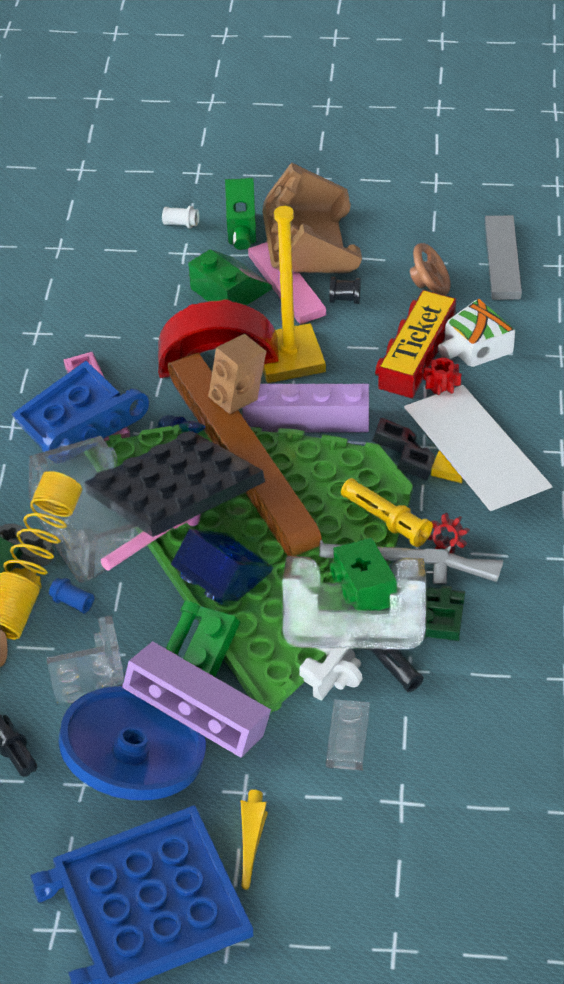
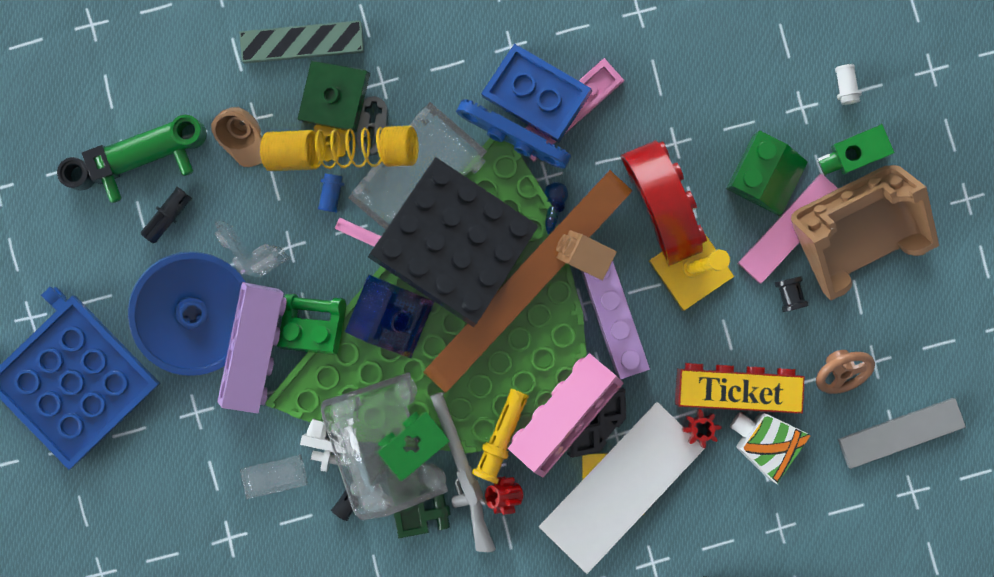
camera: 70 degrees right, 40 degrees up
(253, 821) = (166, 431): yellow piece -> none
(386, 451) = (565, 415): none -> bright pink brick

